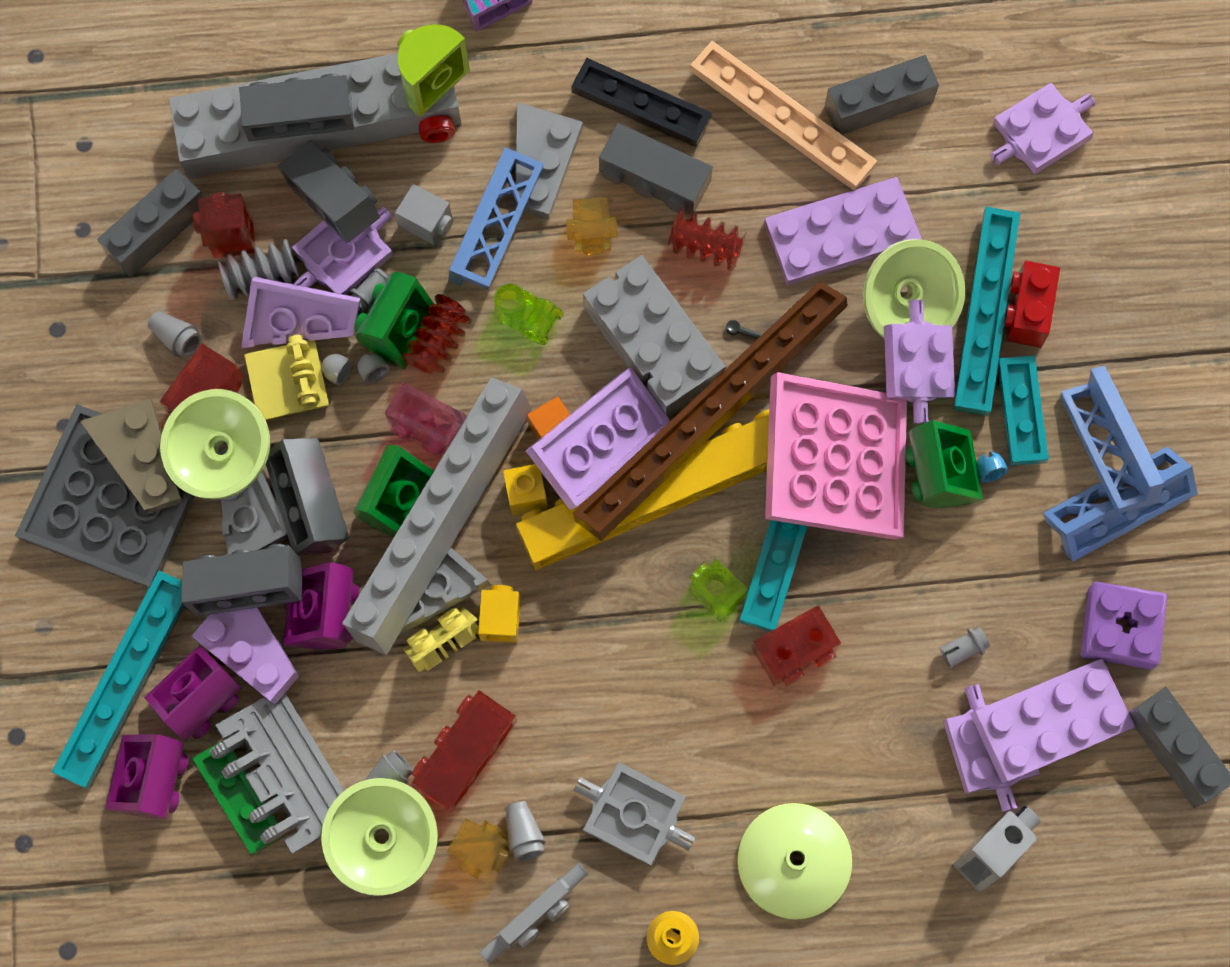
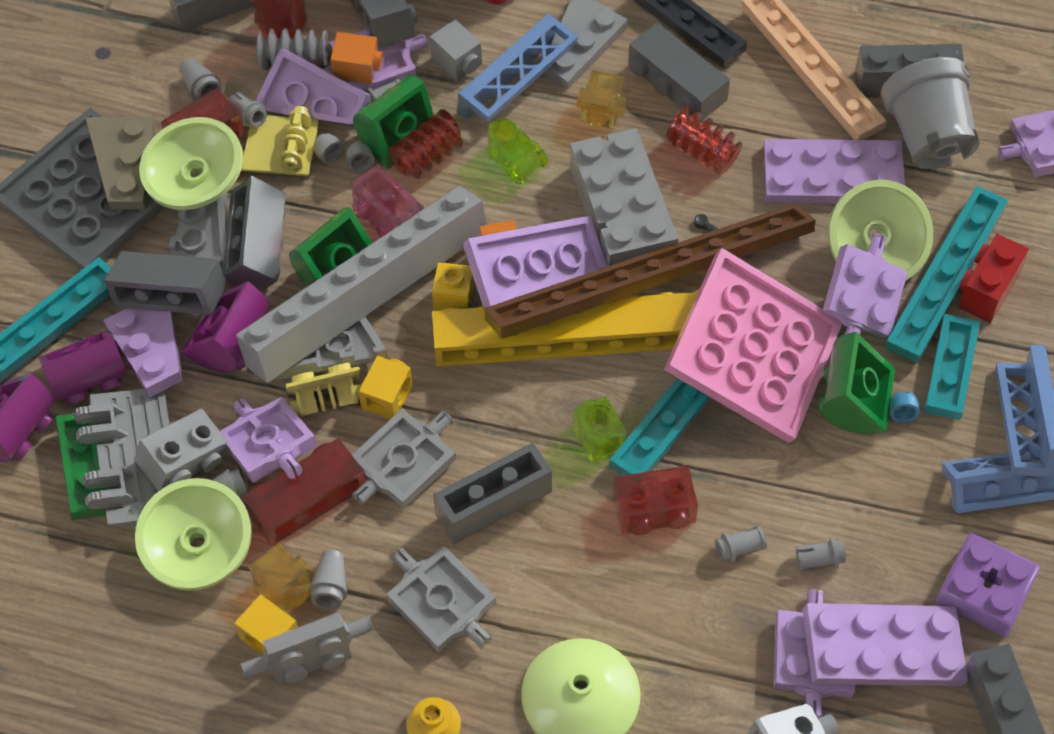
camera: 20 degrees right, 15 degrees down
(246, 357) = (252, 112): none -> light grey pin
(331, 263) = (356, 57): none -> orange brick
(331, 753) = (181, 450): none -> light grey brick
(408, 711) = (268, 439): none -> lavender plate
(487, 903) = (261, 622): none -> yellow brick
(543, 683) = (403, 458): none -> light grey plate
(645, 693) = (493, 492): none -> dark grey brick
(888, 661) = (740, 543): none -> light grey pin
(923, 142) = (933, 110): none -> light grey piece

